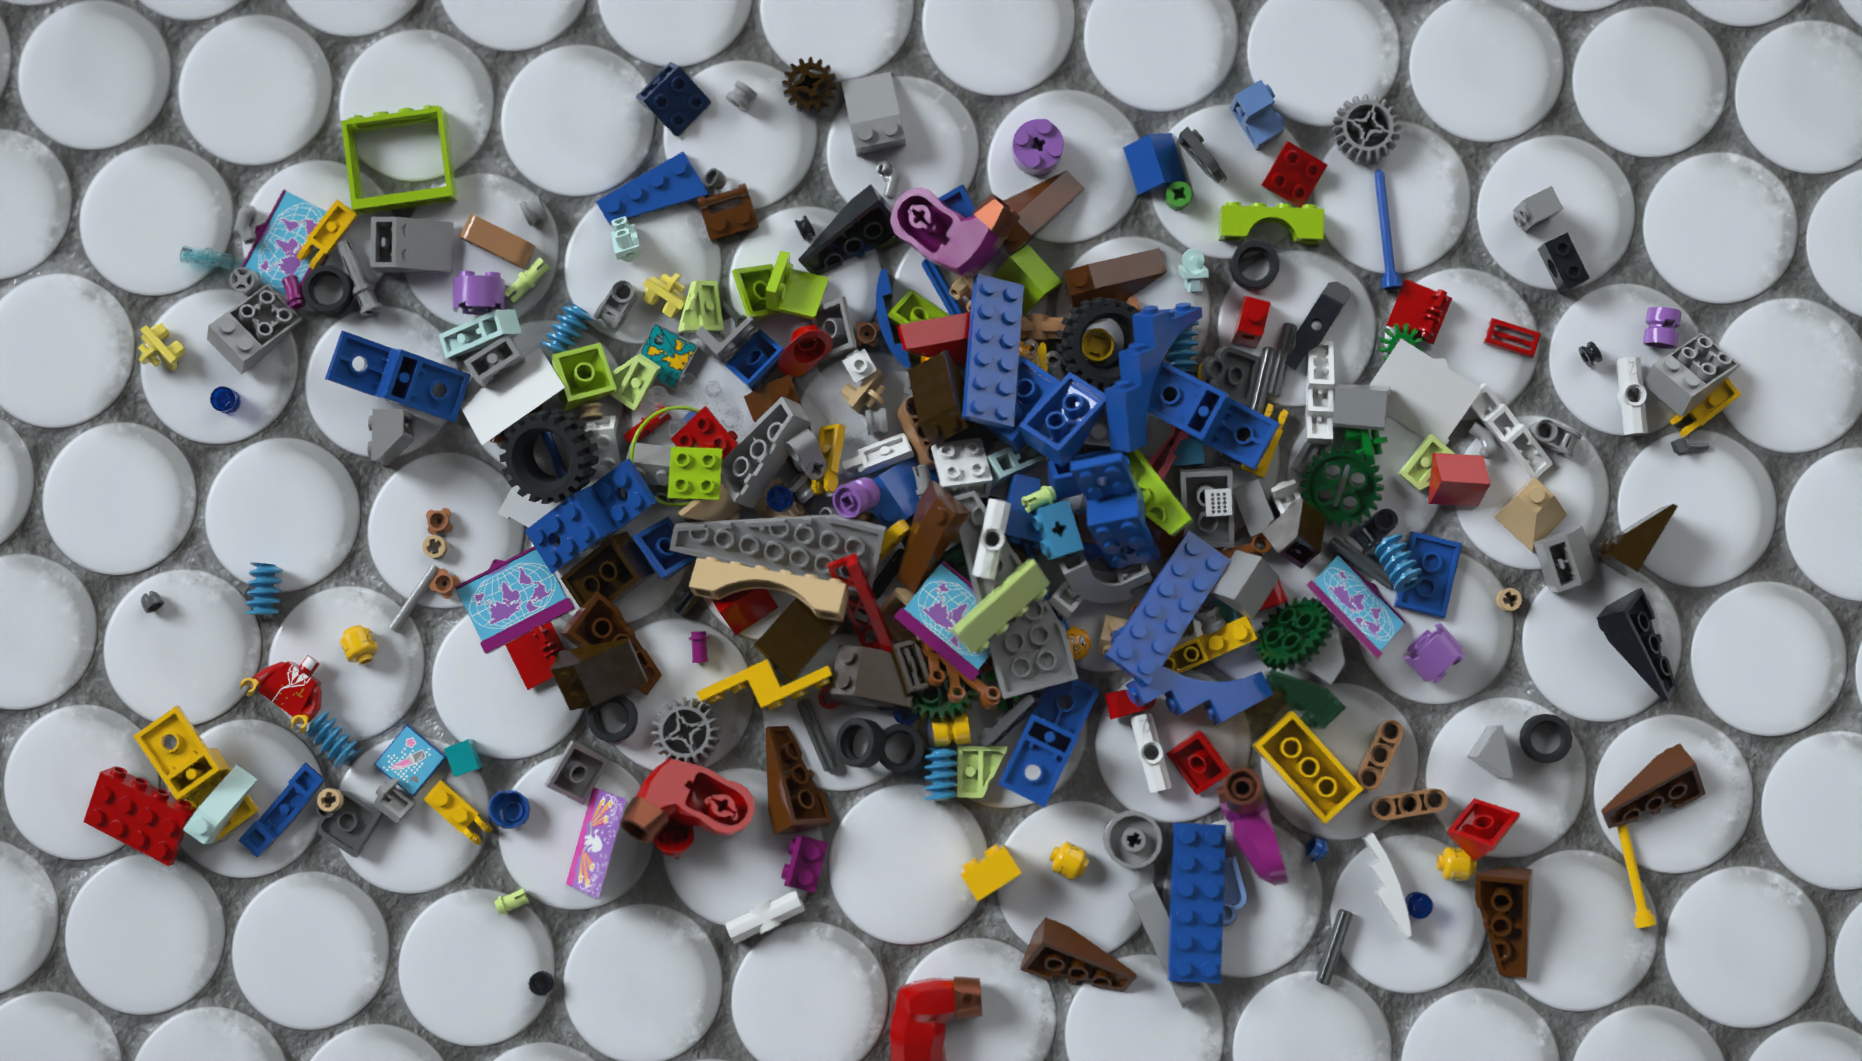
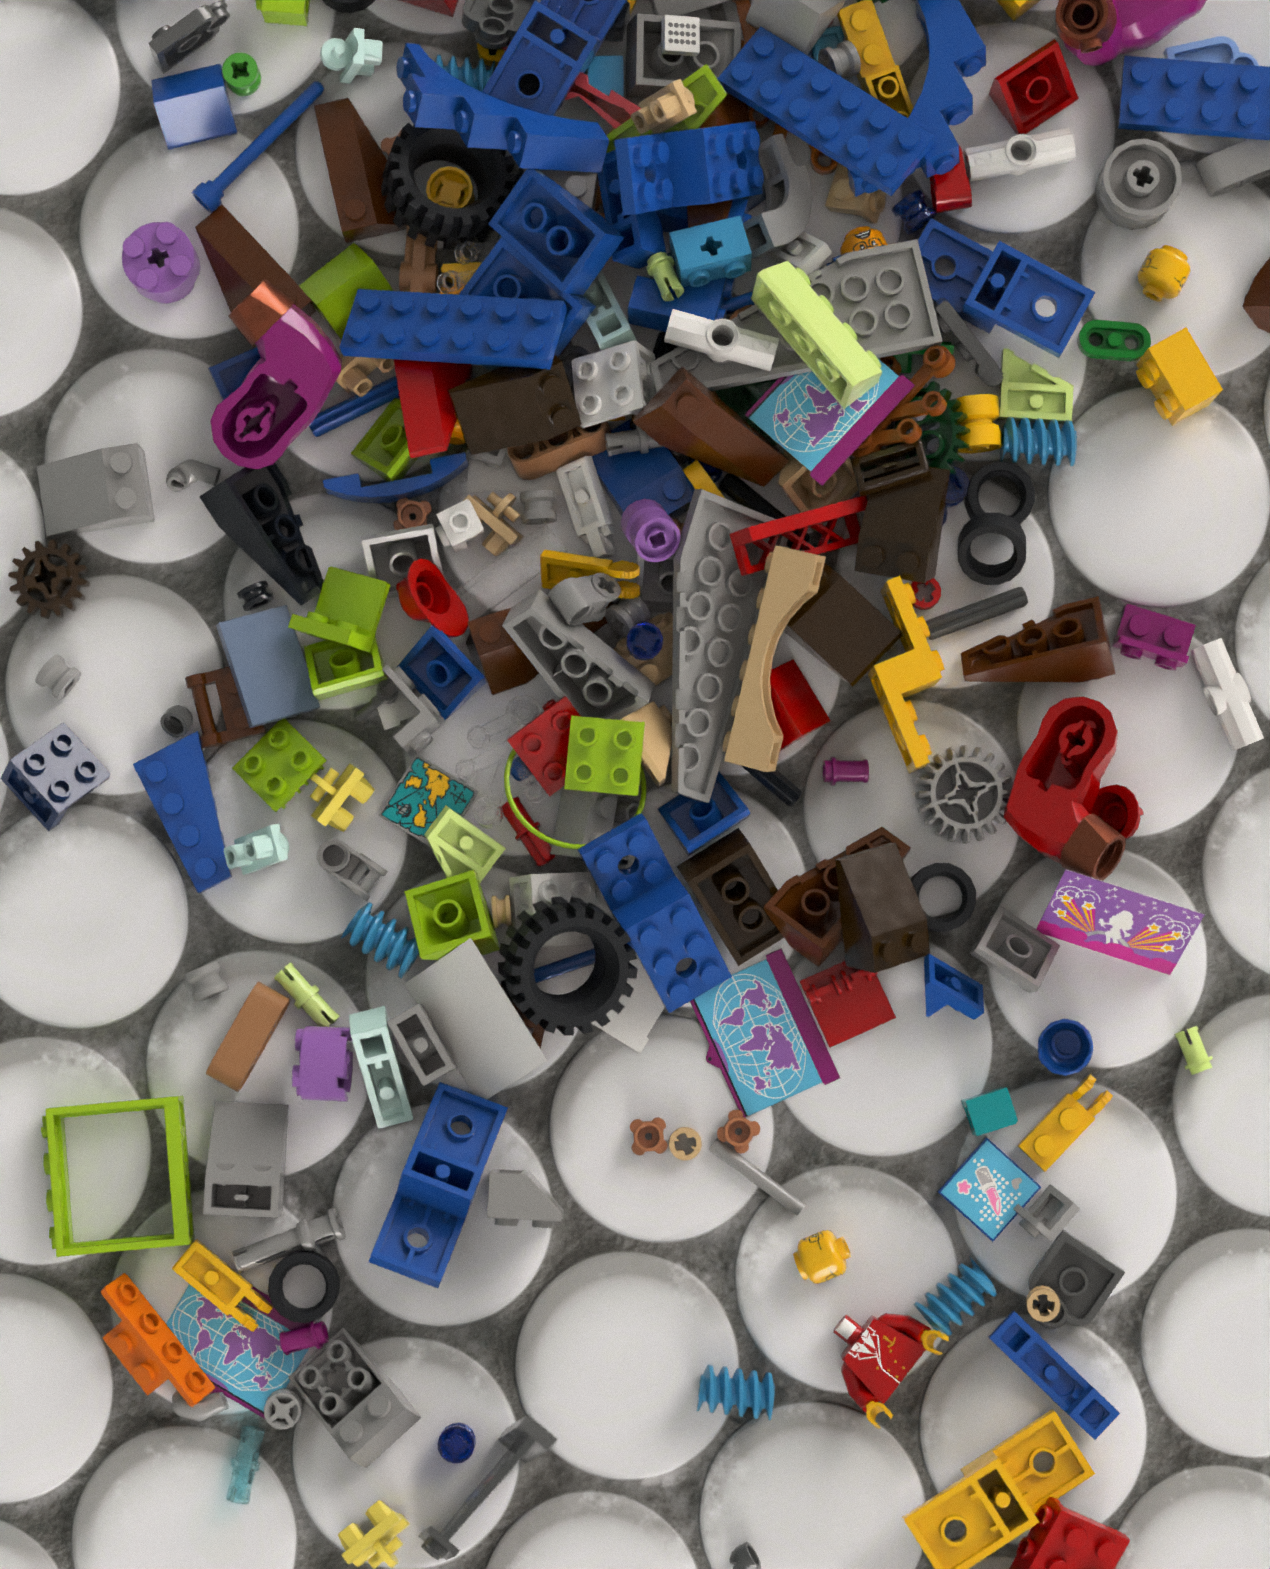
camera: 95 degrees left, 0 degrees up
(219, 441) = (524, 1441): none -> dark grey piece
(220, 805) = (1045, 1461): light aqua slope -> none
(285, 188) = (149, 1346): none -> orange bracket
(547, 727) = (951, 987): none -> blue slope
(687, 251) = (279, 764): none -> lime hinge
(702, 308) = (363, 745): yellowish green wing -> none
(755, 238) = (267, 666): none -> sand blue tile
(1018, 826) = (1113, 340): none -> green plate
(1091, 179) = (211, 192): none -> blue piece
(1104, 678) = (914, 211): none -> clear blue wheel
(1155, 491) = (664, 108): none -> tan hips

